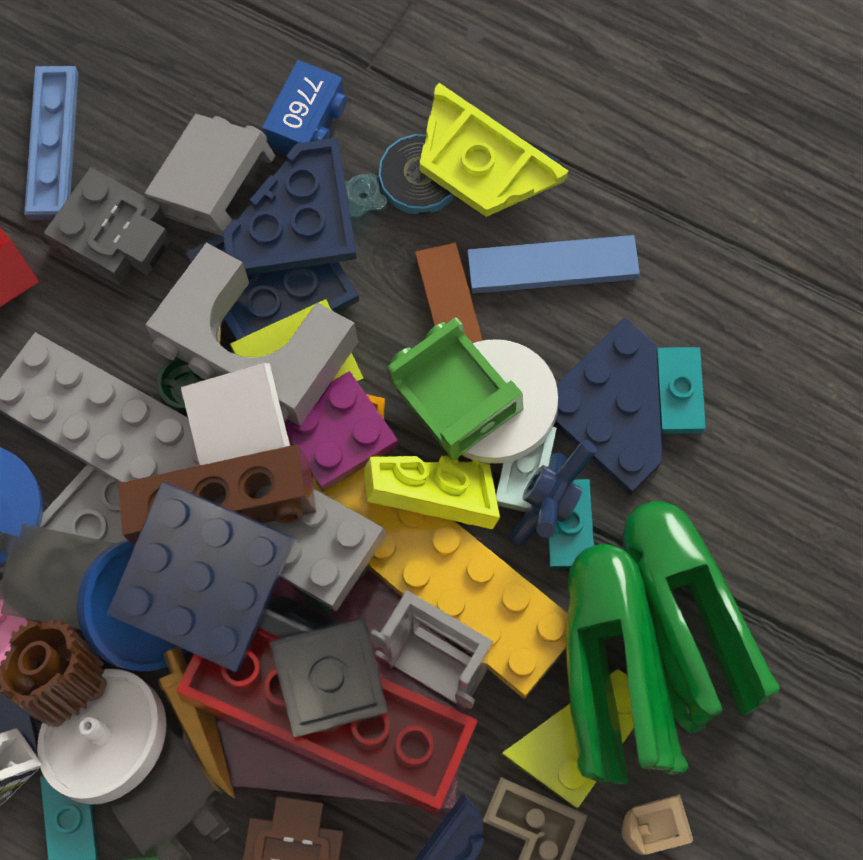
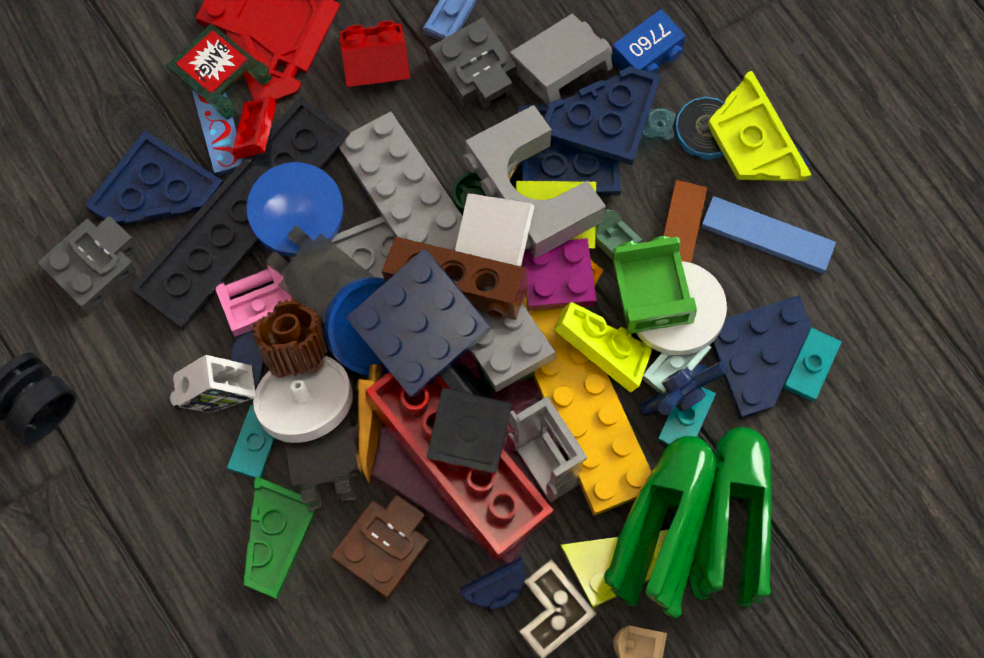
camera: 25 degrees right, 0 degrees up
(376, 350) = (613, 233): none -> sand green plate

